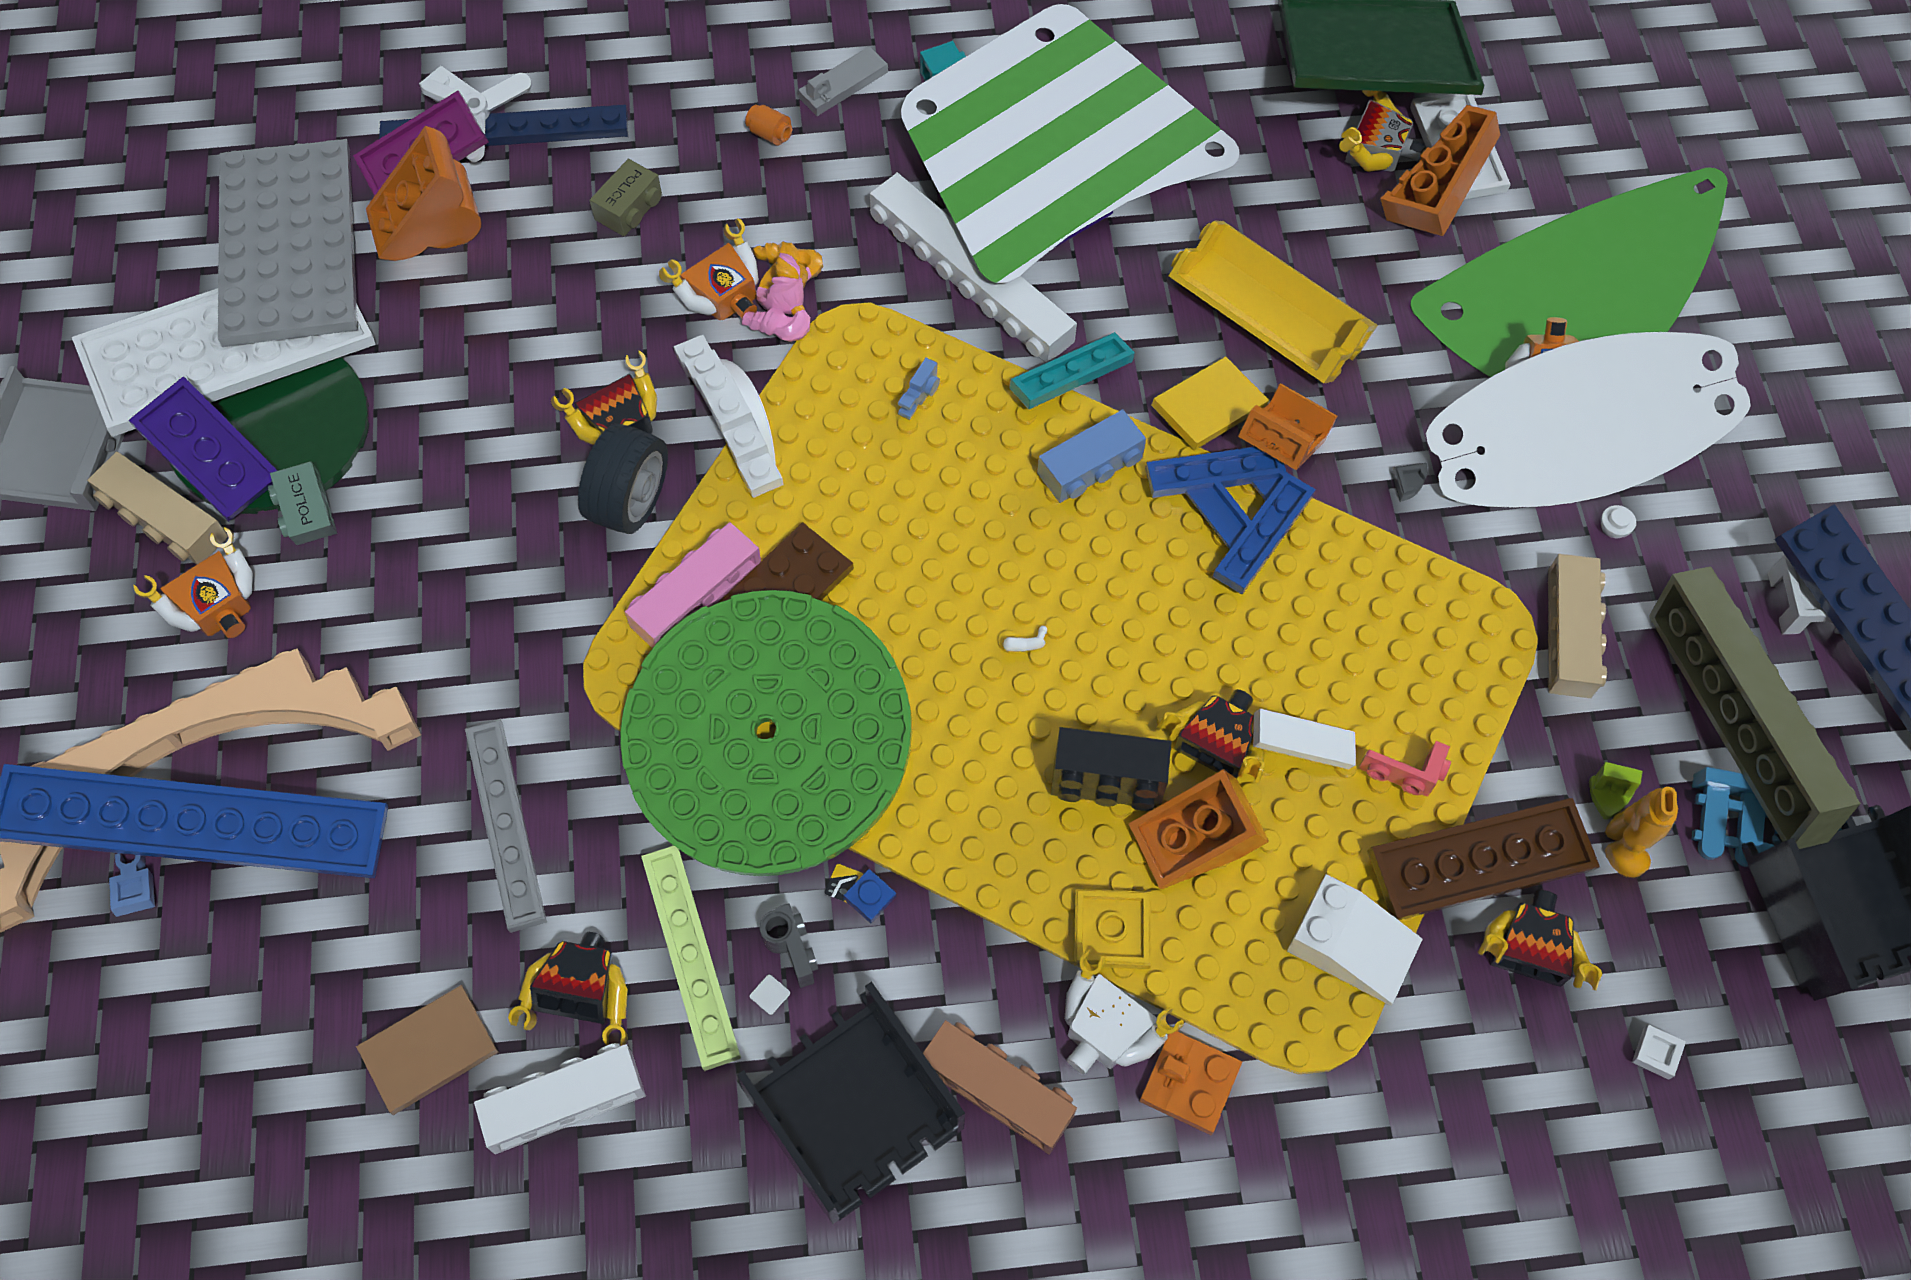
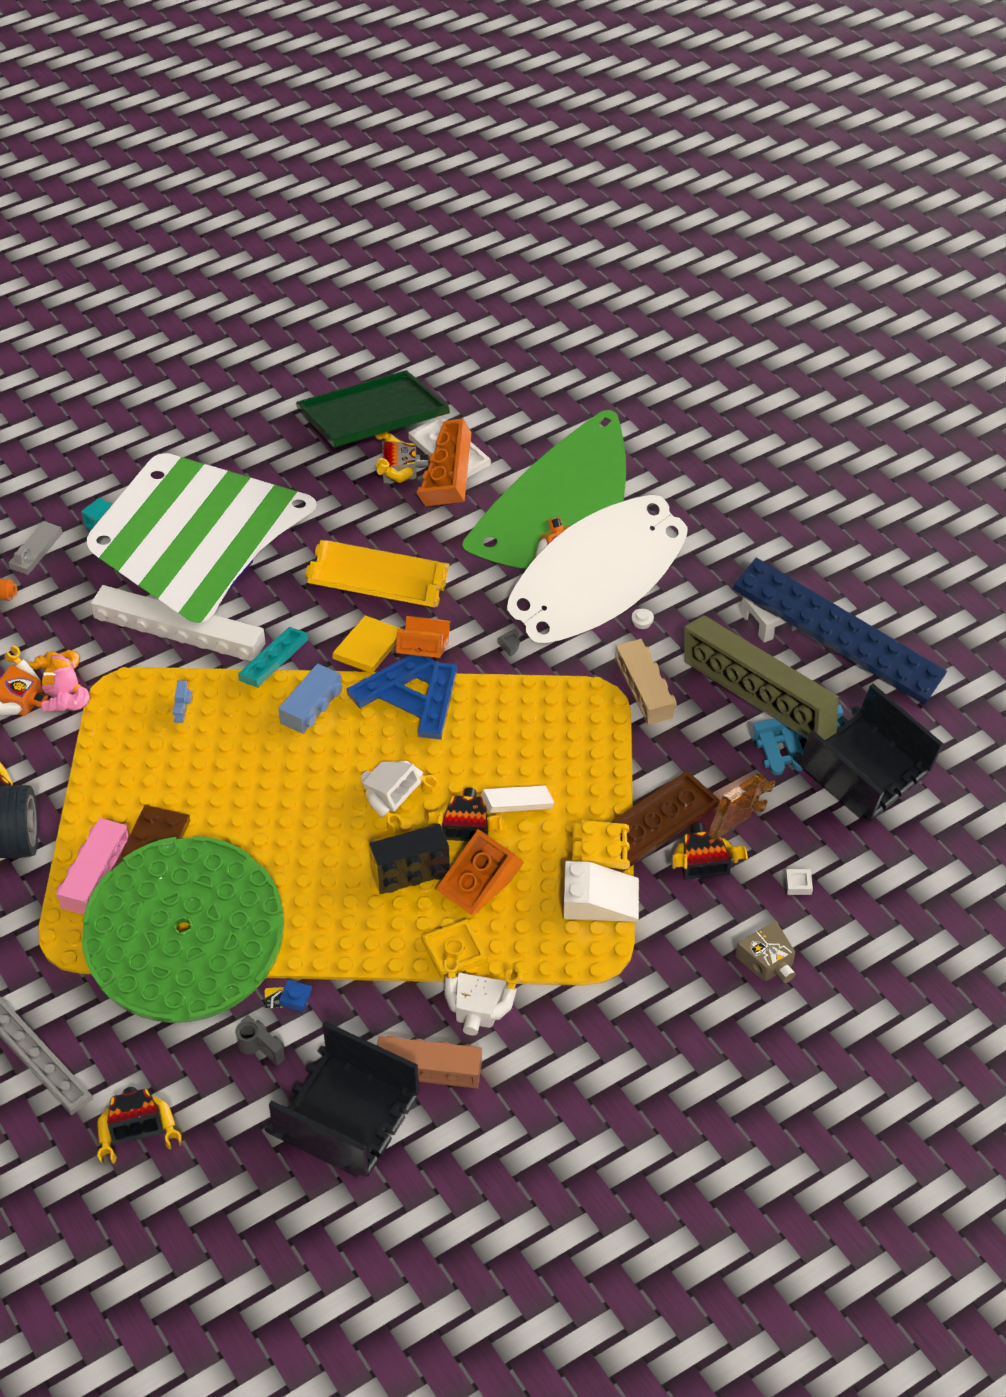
camera: 25 degrees left, 15 degrees down
(427, 1050) = (52, 1201): medium nougat tile -> none
(559, 1098) = (156, 1187): white brick -> none
(691, 958) = (199, 1075): yellowish green plate -> none
(736, 411) = (66, 756): white piece -> none
(770, 994) = (260, 1077): white sticker -> none
(1026, 644) = (319, 819): white piece -> none
(1138, 639) = (391, 784): none -> white torso
(1191, 1082) = (542, 1012): orange hinge -> none
(1390, 867) = (601, 843): none -> yellow plate
(1409, 778) = (585, 795): coral bracket -> none
(1559, 1150) = (767, 953): none -> dark tan torso
(1613, 788) = (708, 756): lime tile -> none
(1627, 896) = (739, 804): none -> clear orange tile
(1639, 829) = (731, 762): light orange piece -> none

